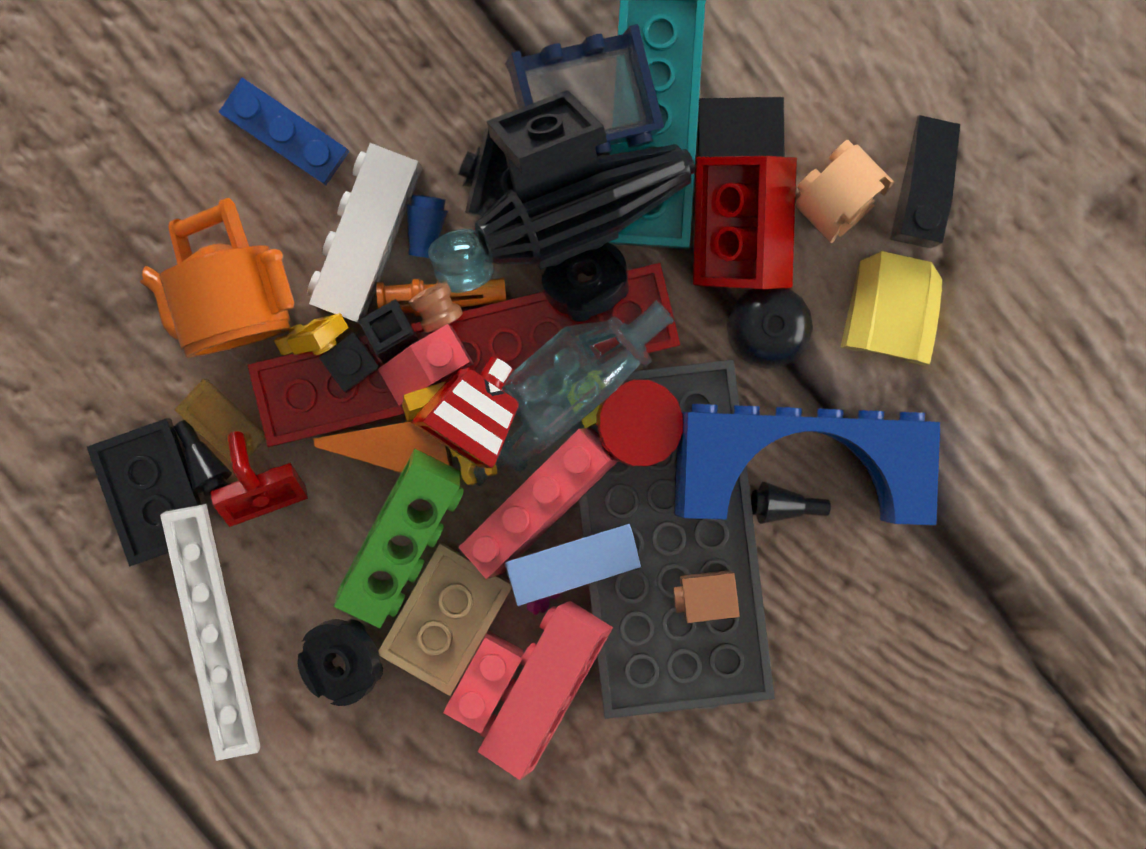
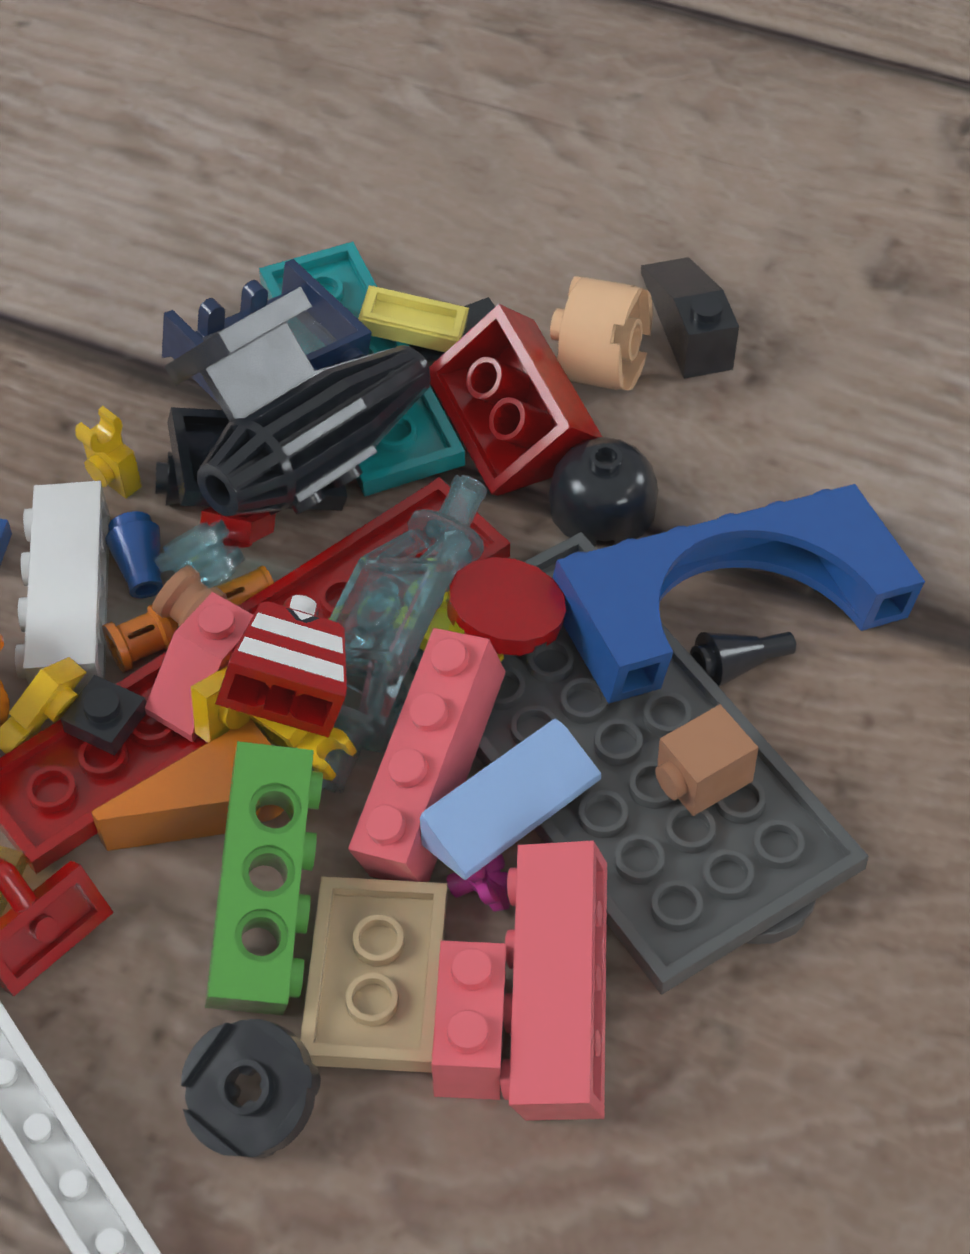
camera: 20 degrees left, 35 degrees down
(388, 331) = (136, 657): black slope -> none
(433, 131) = (108, 456): none -> yellow plate
(591, 297) = (360, 514): black plate -> none
(711, 103) = (413, 319): none -> light yellow tile
(894, 308) = (732, 429): light yellow slope -> none

